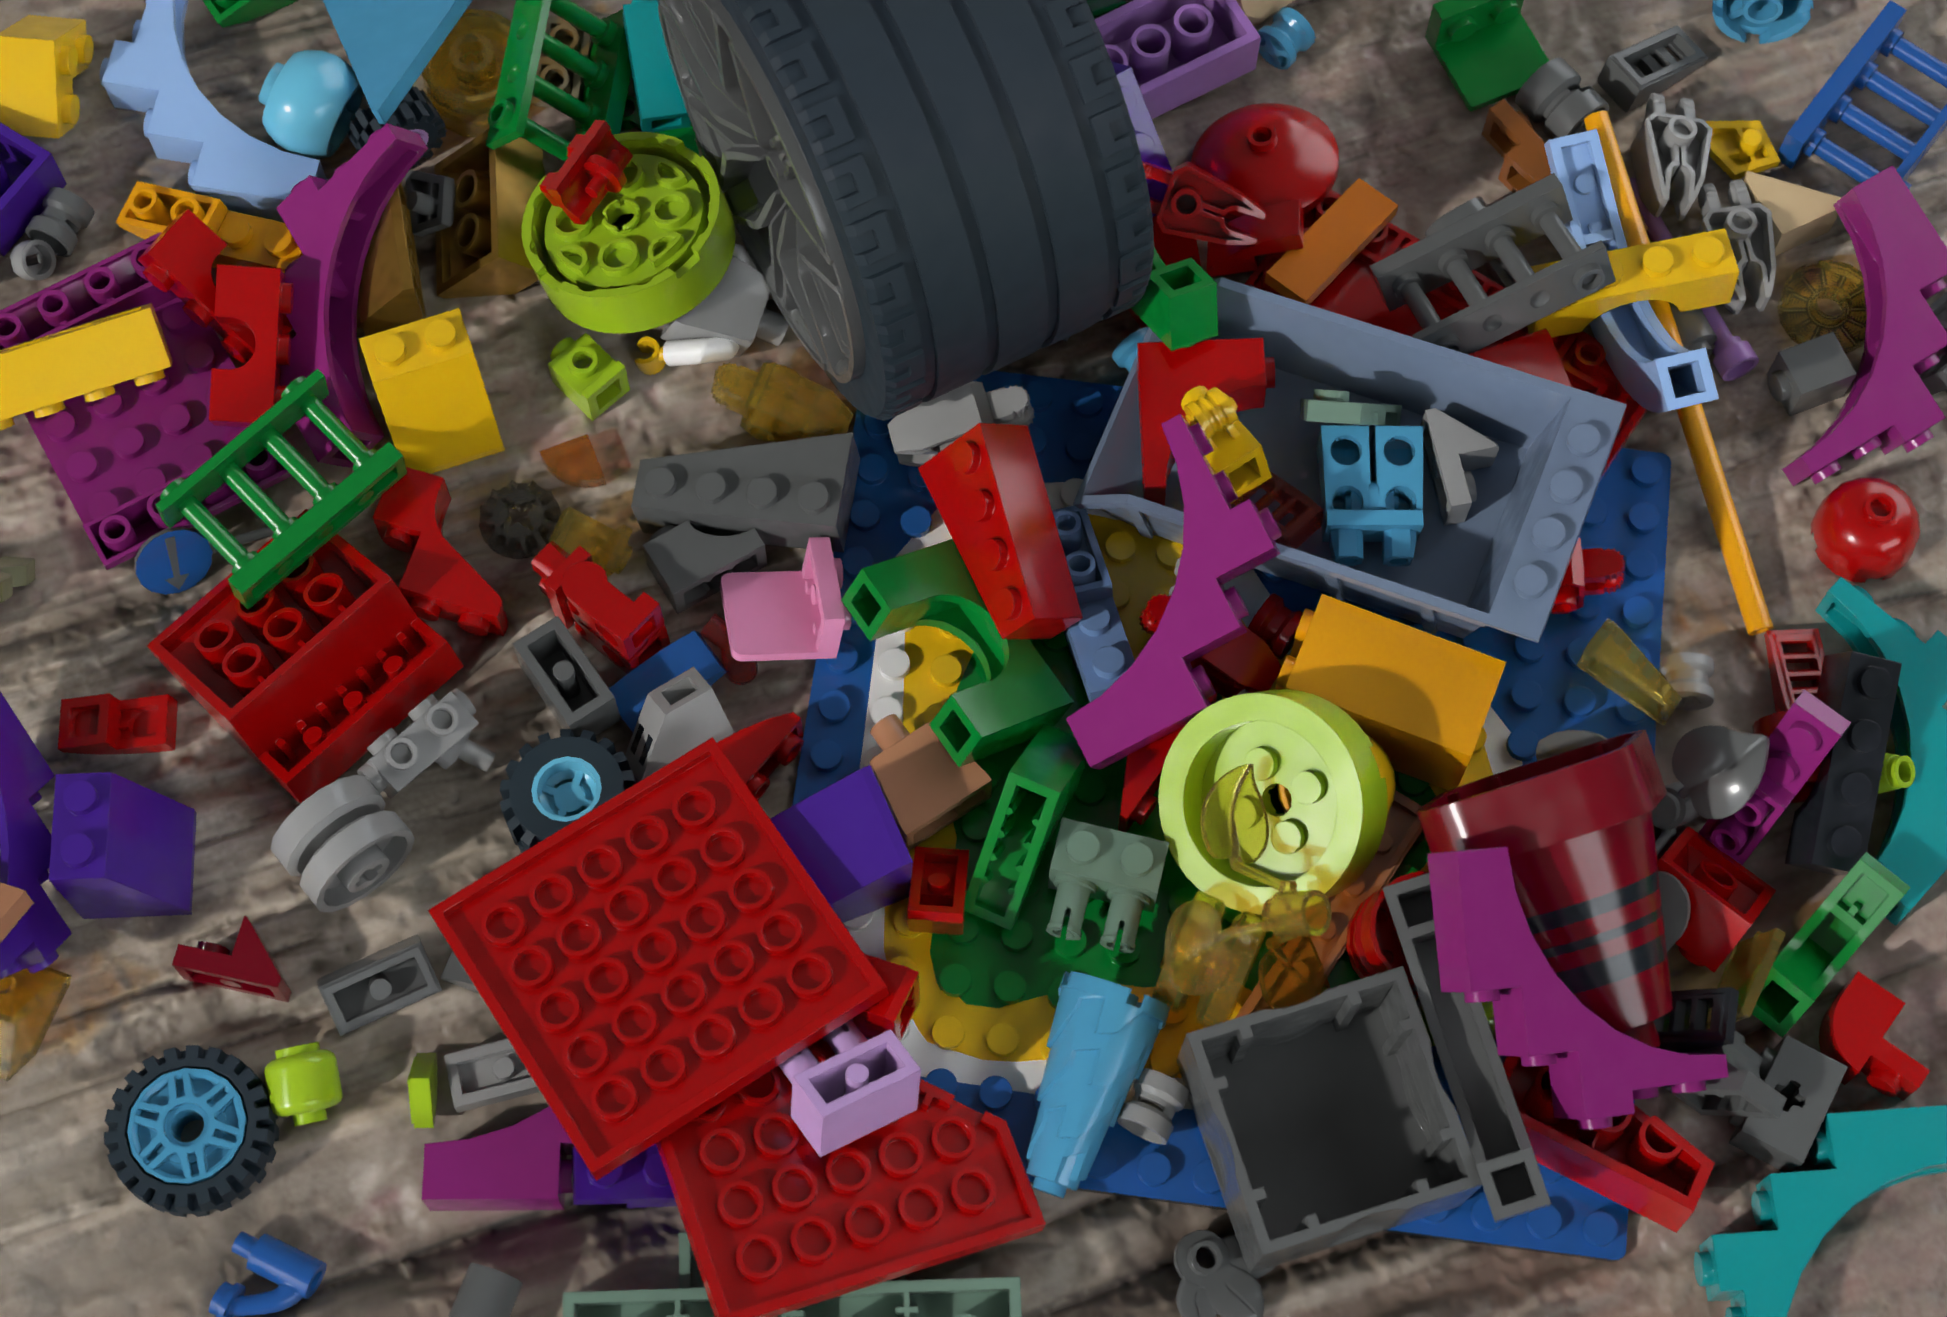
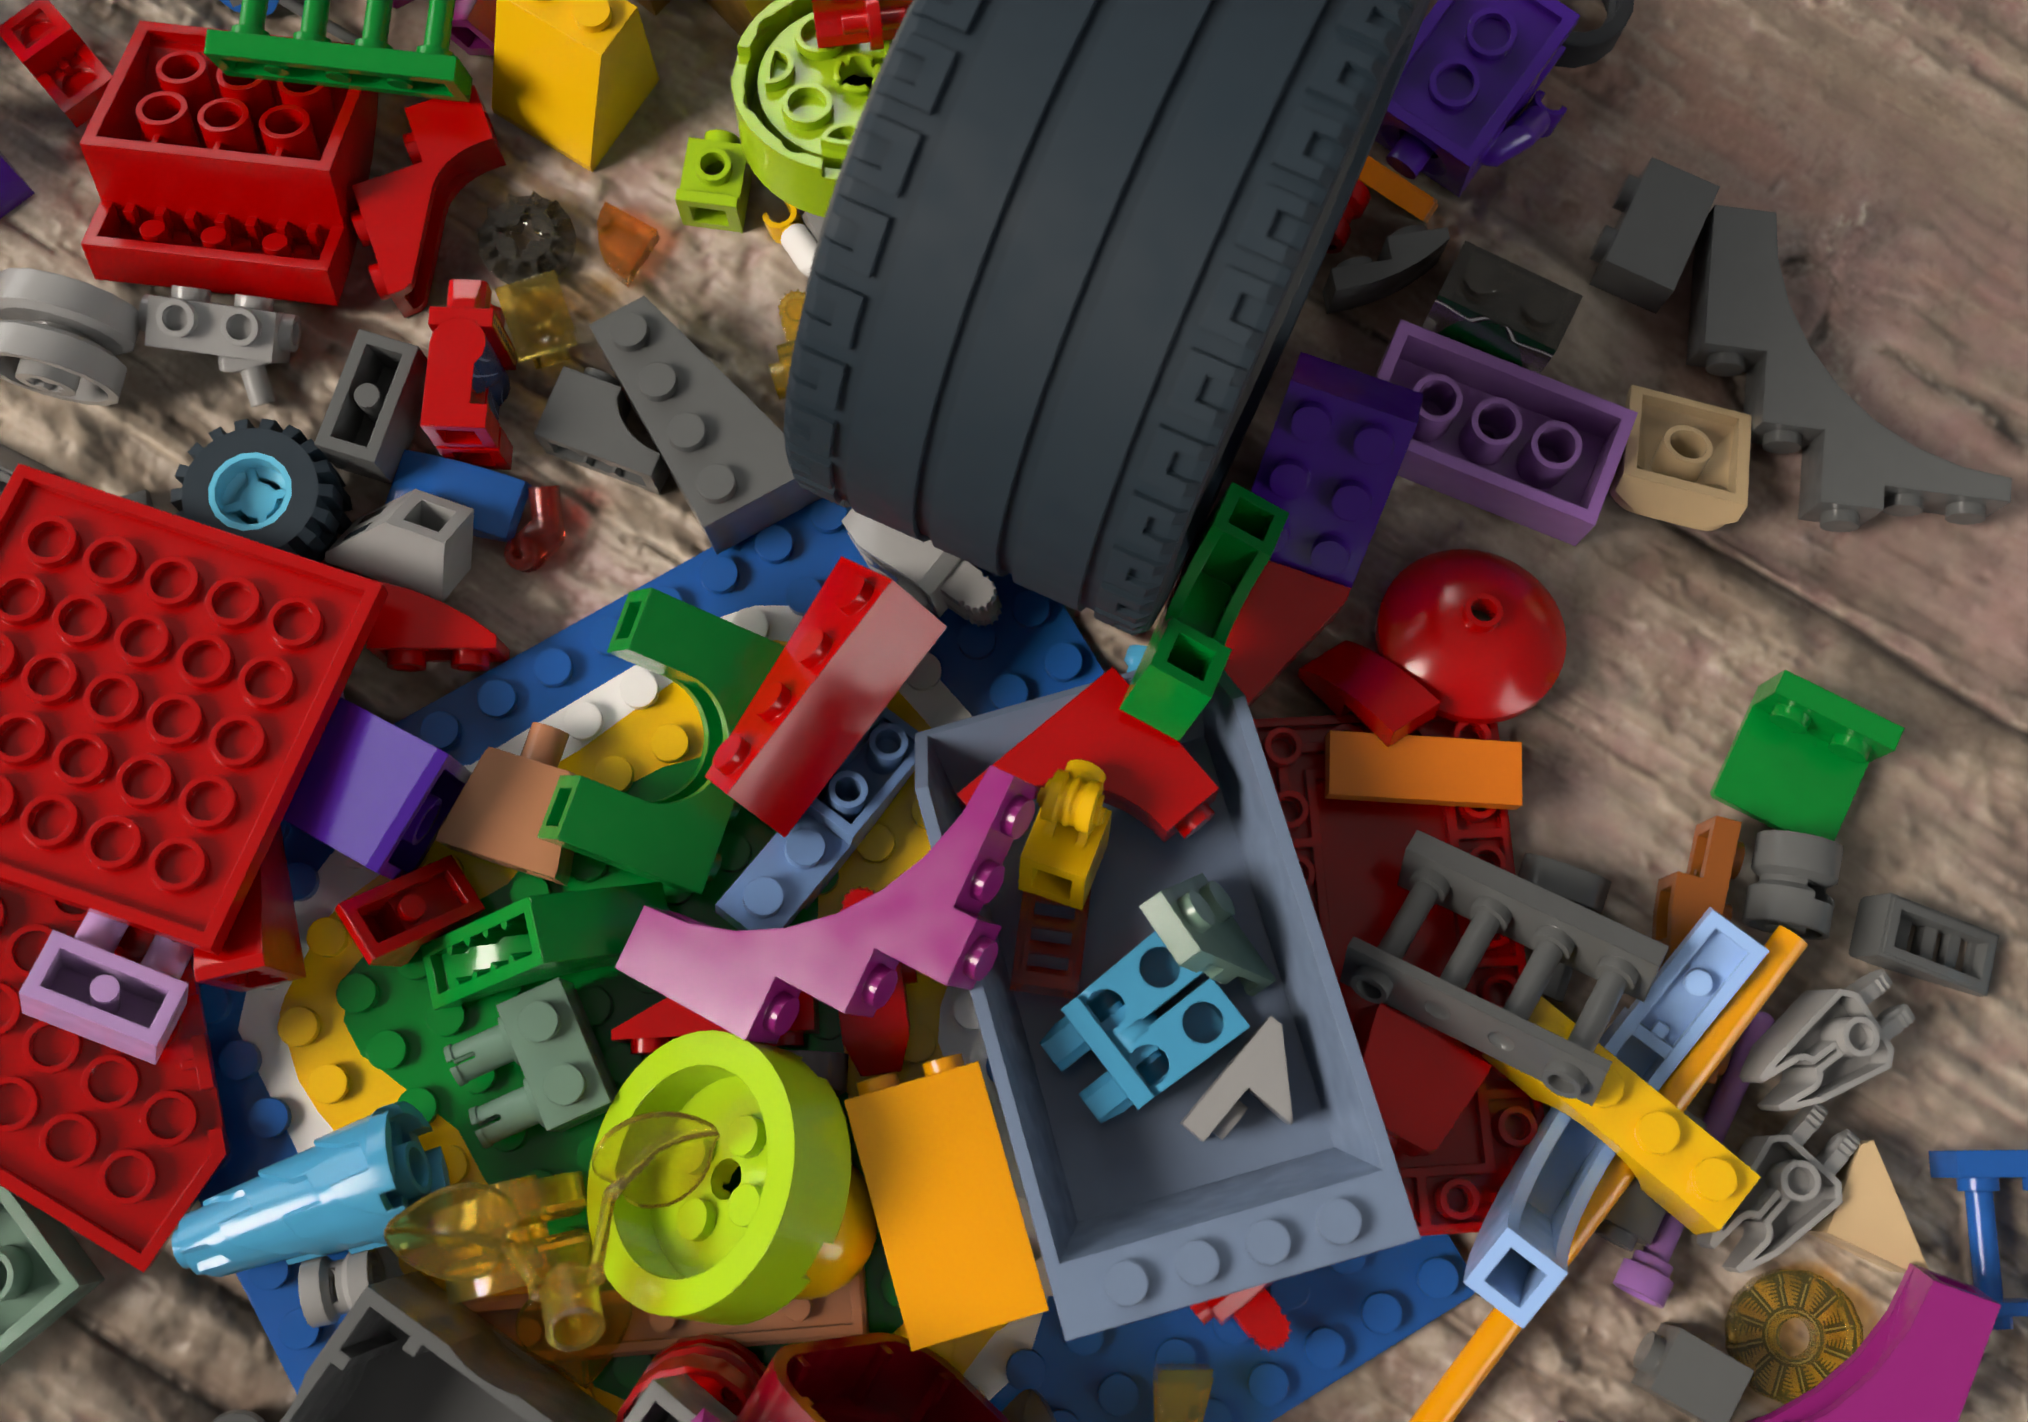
camera: 50 degrees right, 10 degrees up
(787, 611) = (601, 544): bright pink bracket -> none
(1198, 205) = (1338, 606): red hinge -> none
(1276, 625) = (948, 1030): red wheel -> none
(1285, 38) = (1630, 548): dark azure wheel -> none
(1741, 147) = (1907, 1106): yellow piece -> none

